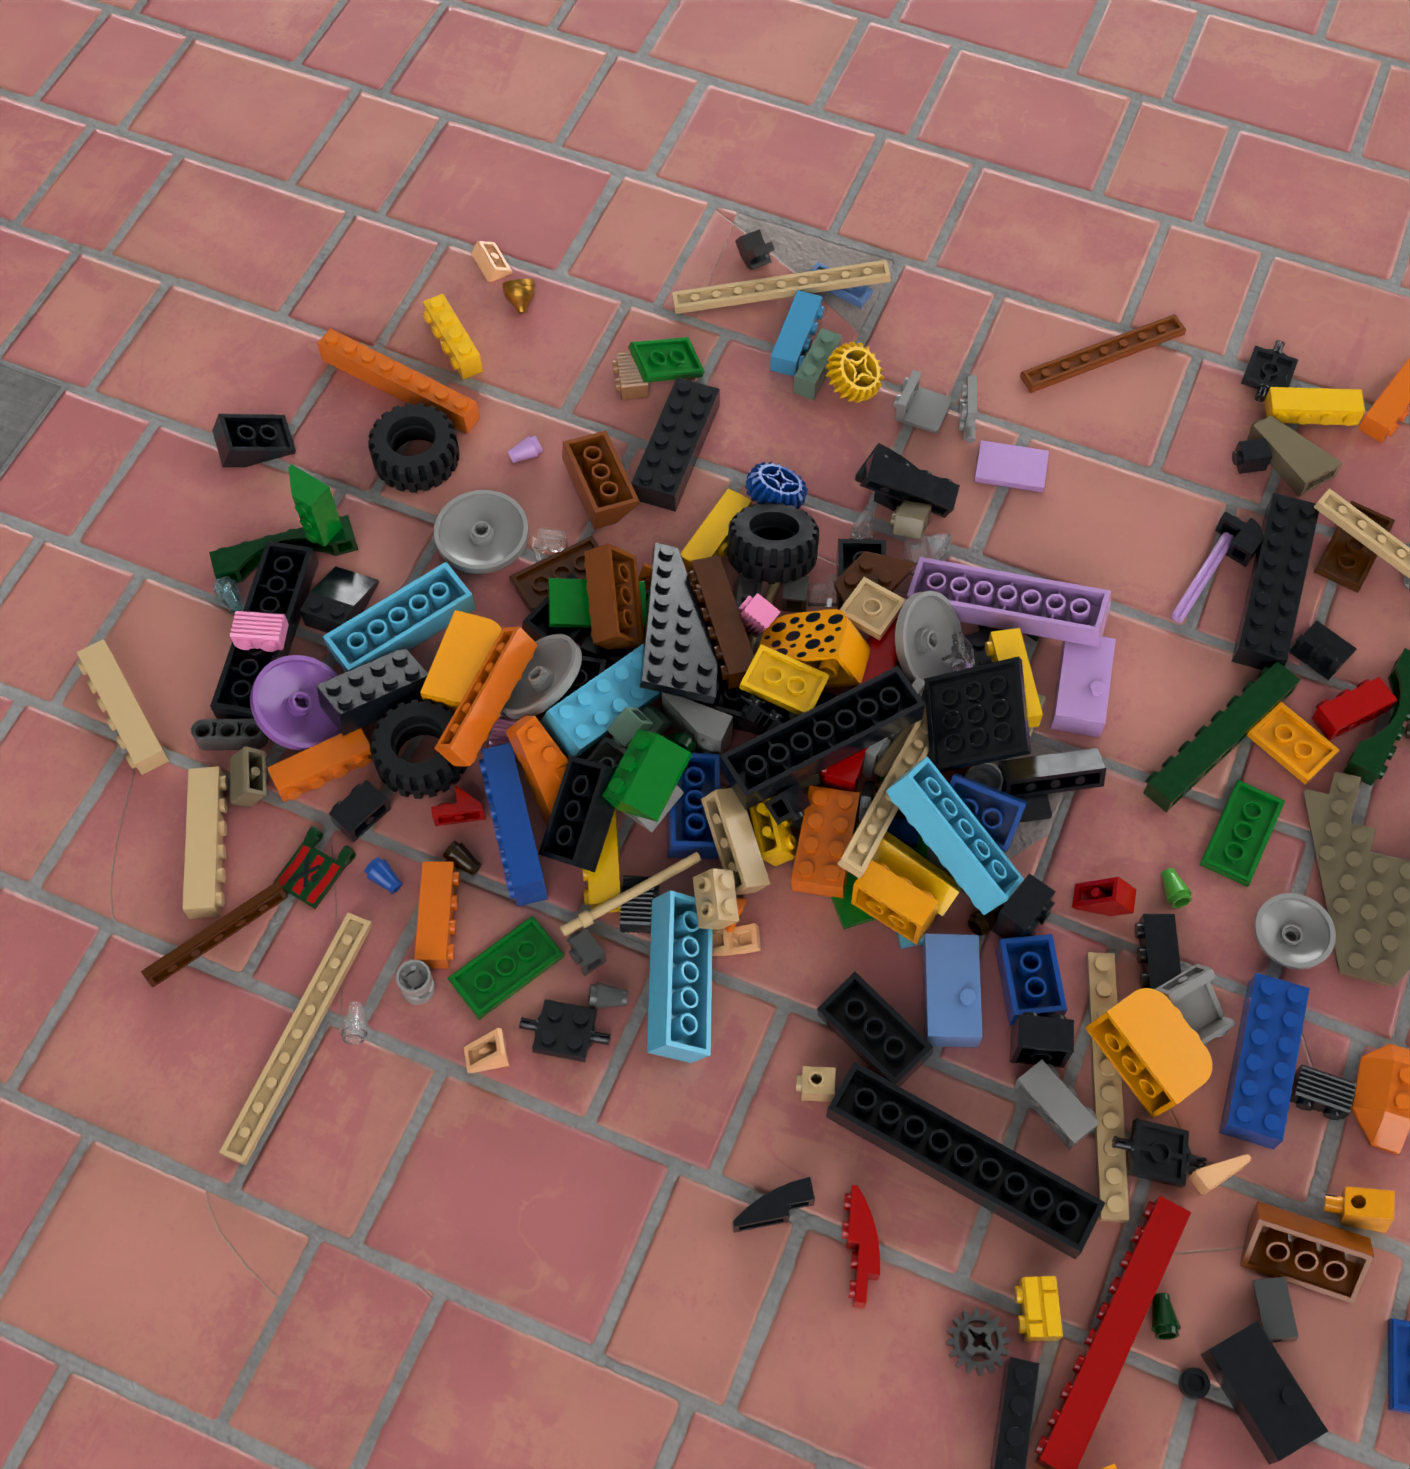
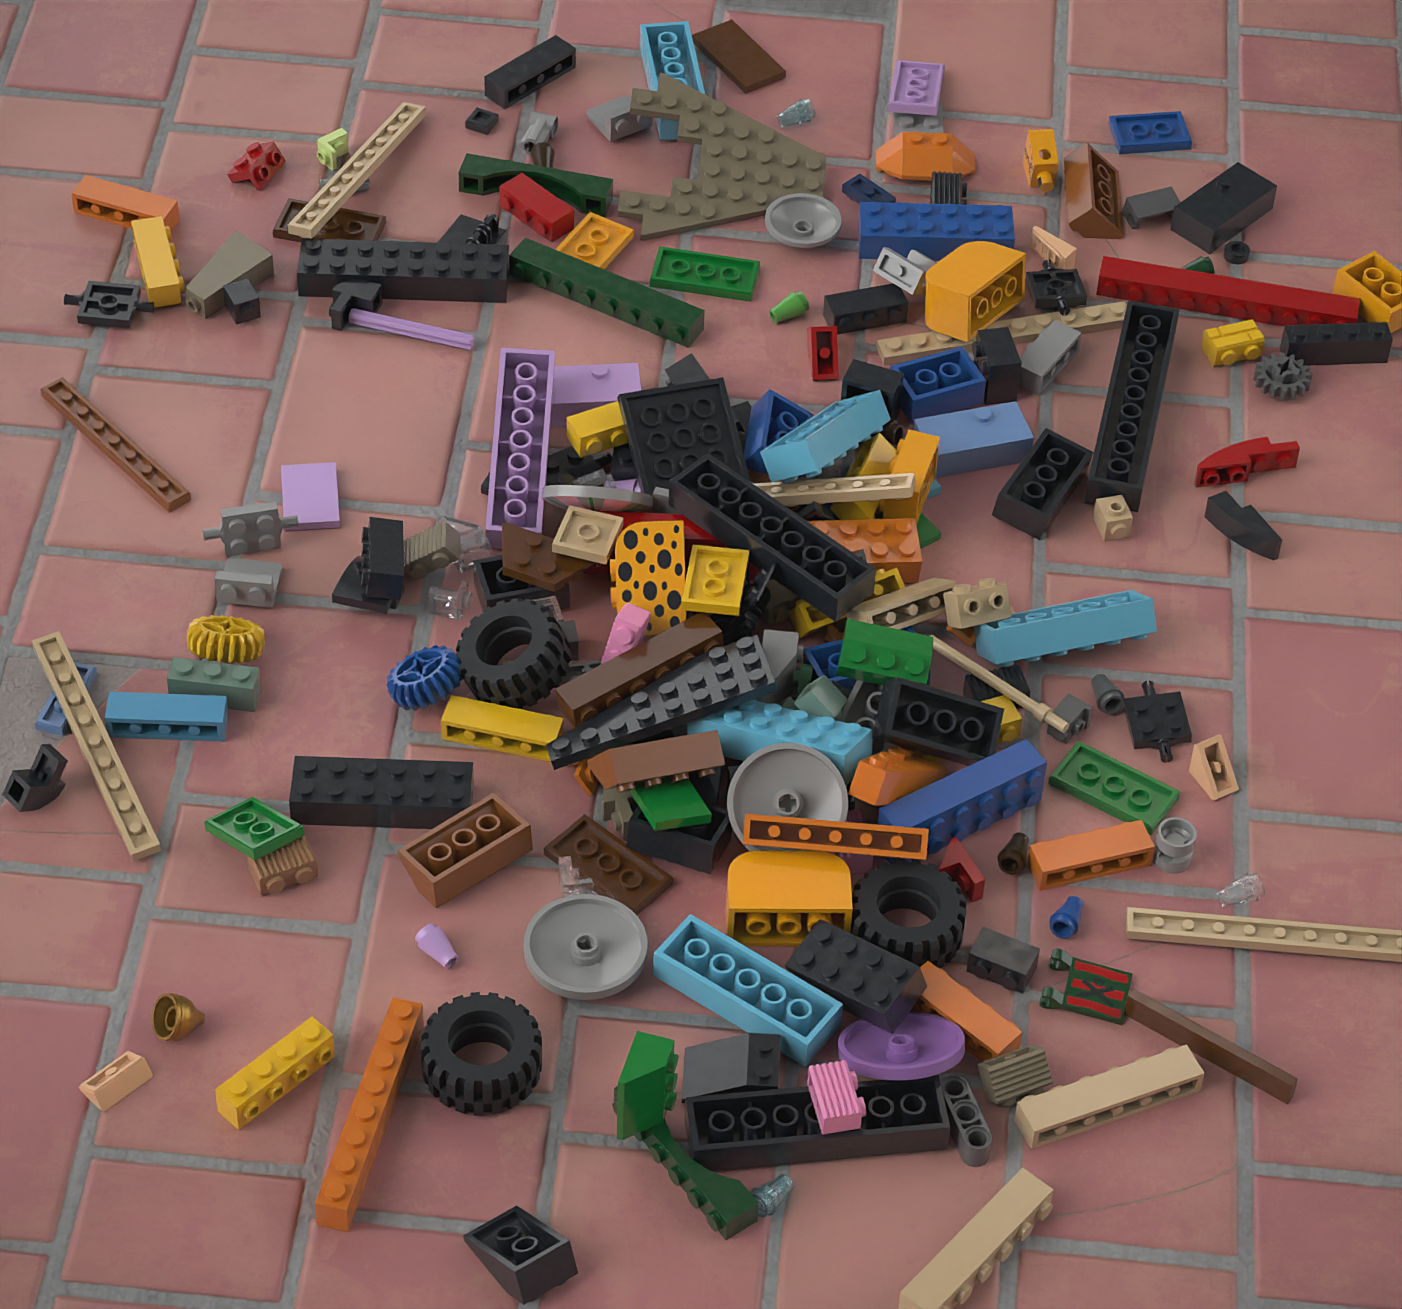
camera: 110 degrees left, 15 degrees down
(1338, 1017) = (864, 190): none -> dark blue plate

